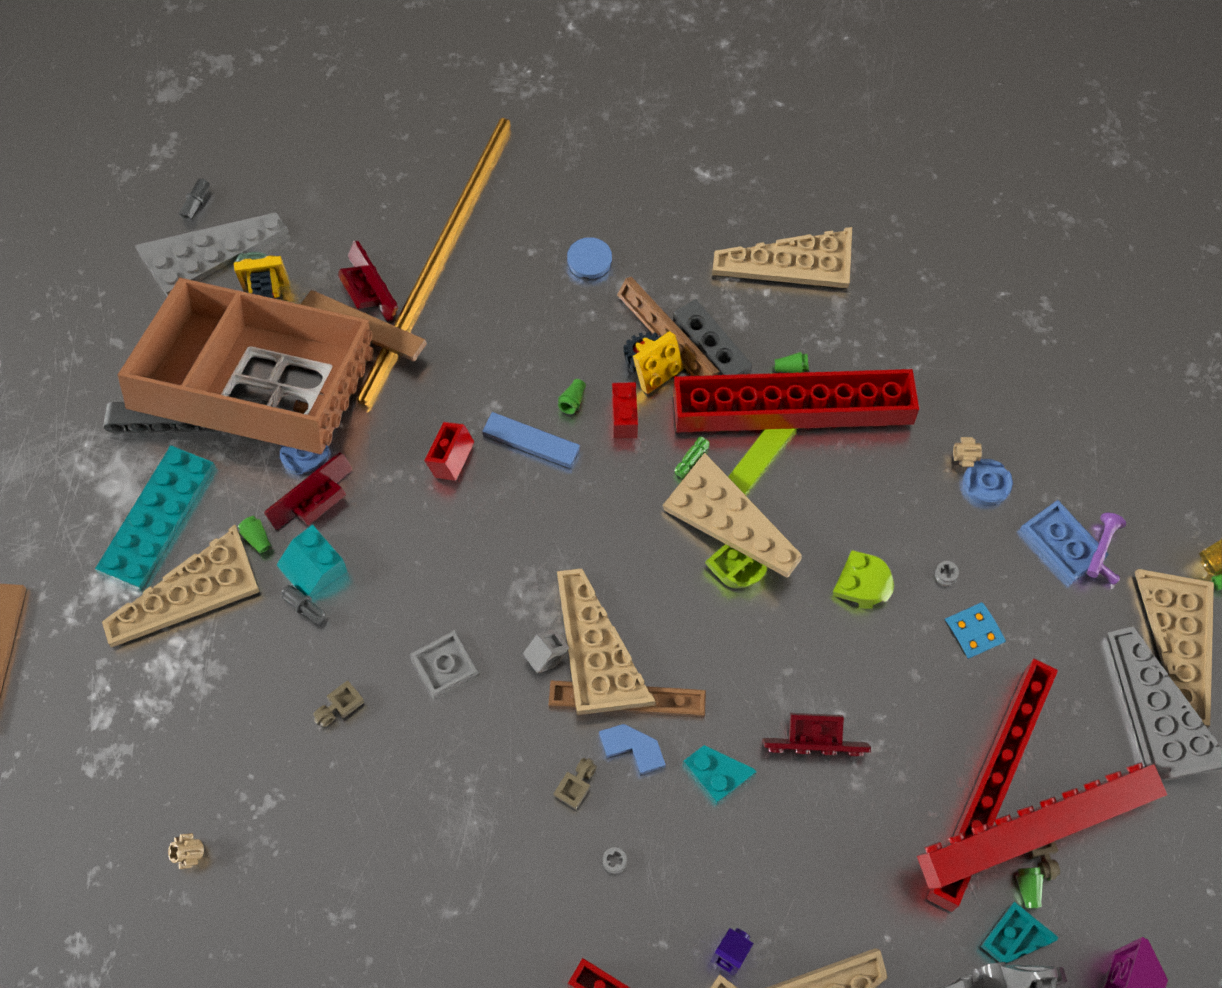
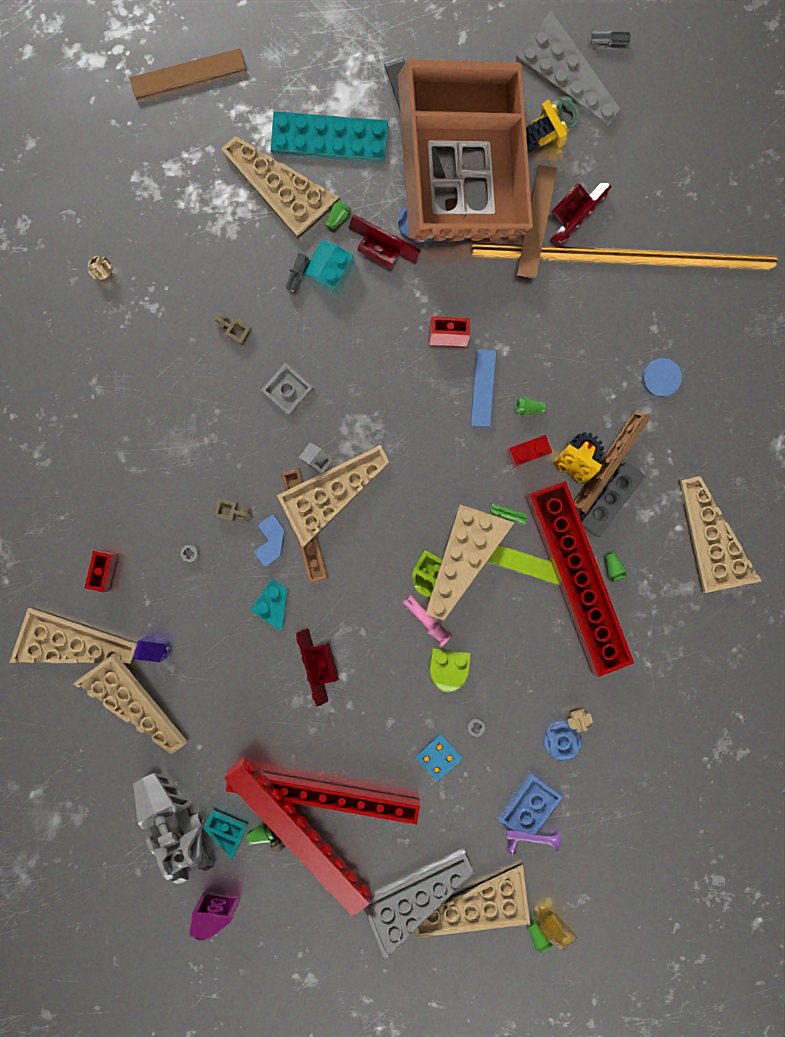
camera: 80 degrees right, 25 degrees up
(805, 582) = (434, 628): none -> bright pink pin

